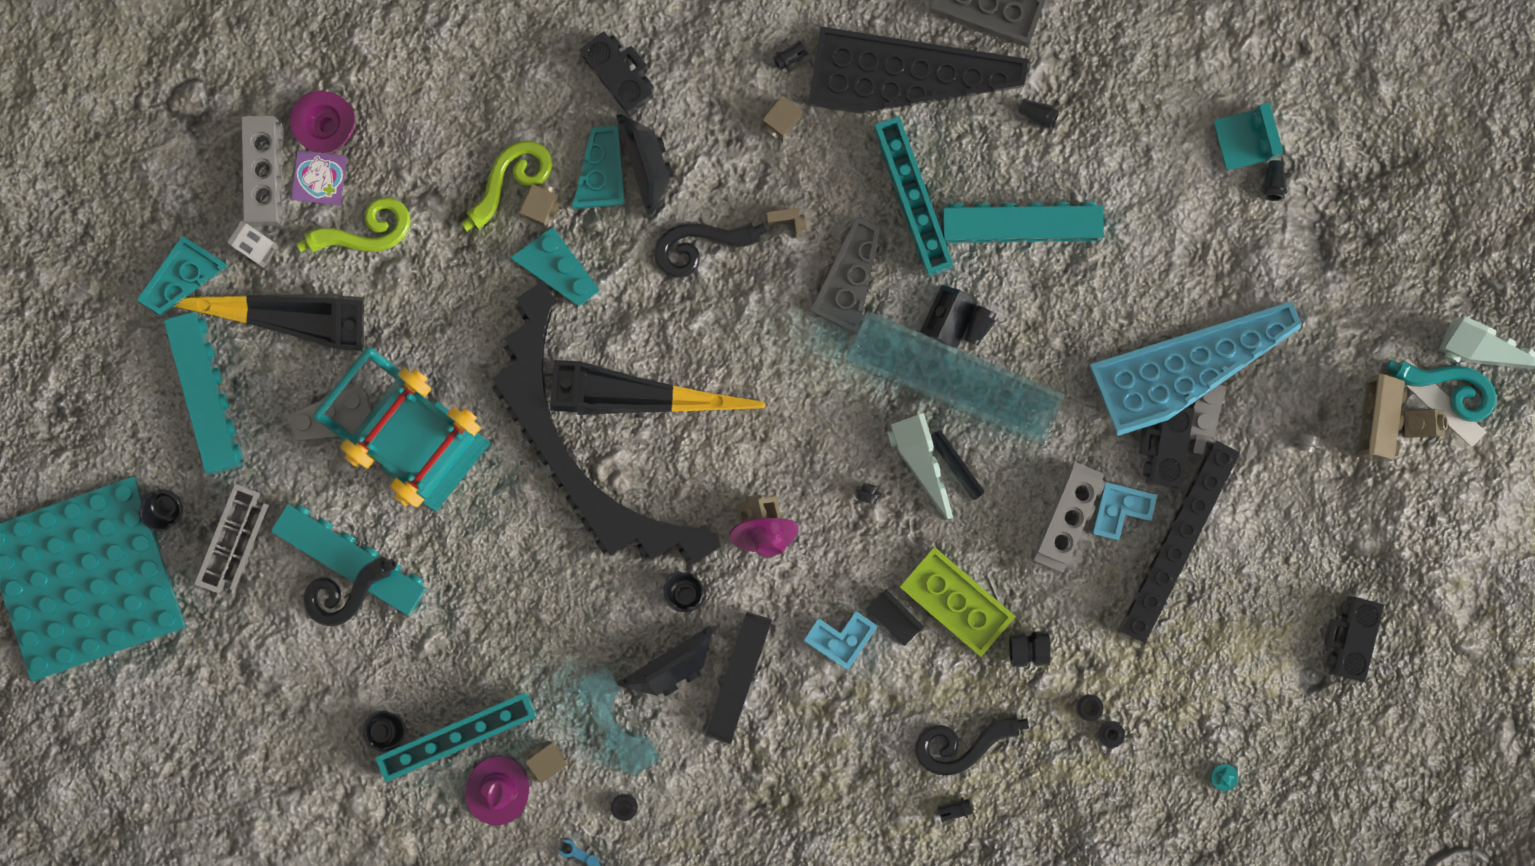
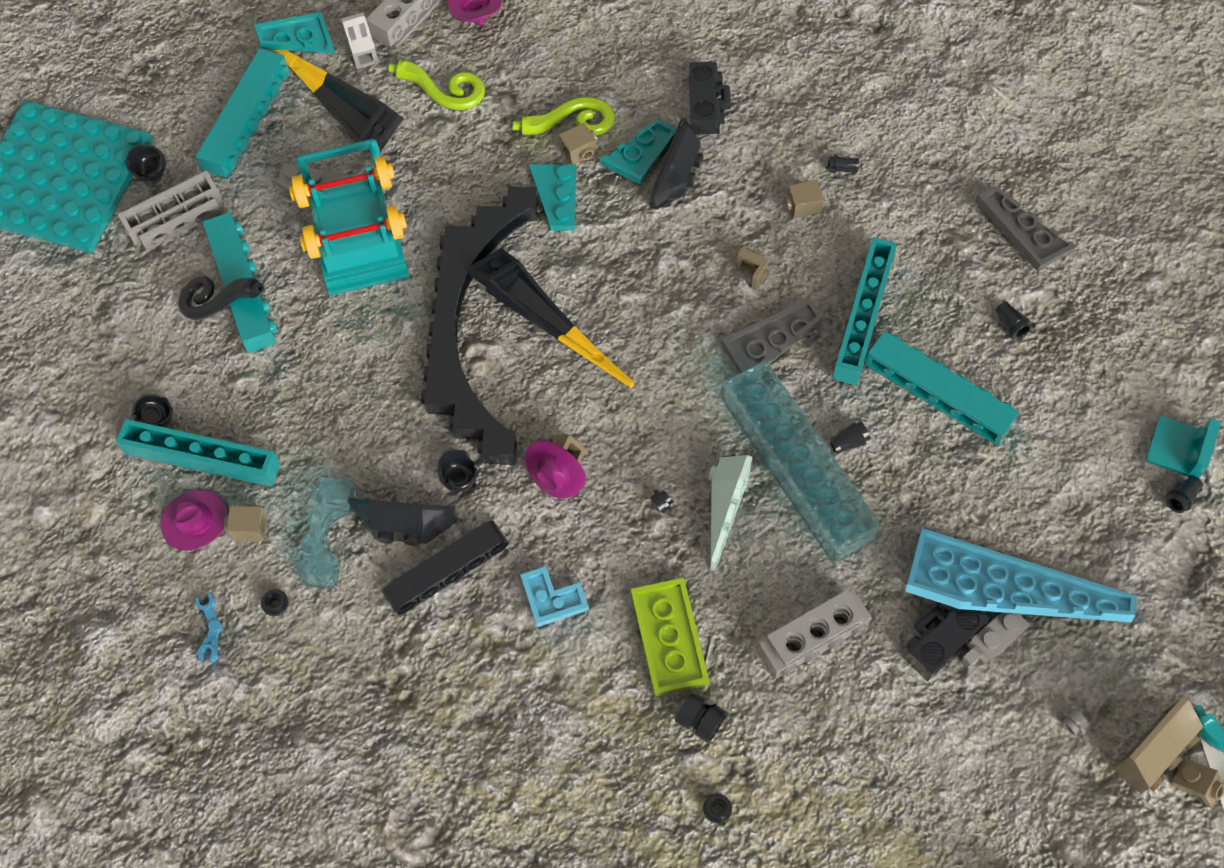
camera: 45 degrees right, 20 degrees down
(319, 178) = (443, 40): sticker -> none
(738, 237) = (705, 256): black plant -> none
(882, 73) = (899, 211): black wing -> none
(895, 617) = (608, 612): black panel -> none
(949, 316) = (832, 415): black panel -> none
(955, 810) = (535, 808): black pin -> none
(957, 465) = (751, 531): black axle -> none
(997, 730) = (623, 767): black plant -> none
(1103, 730) = (719, 855): black plate -> none
(1115, 504) = (869, 654): medium azure plate -> none
(1178, 542) = (897, 722): black brick -> none

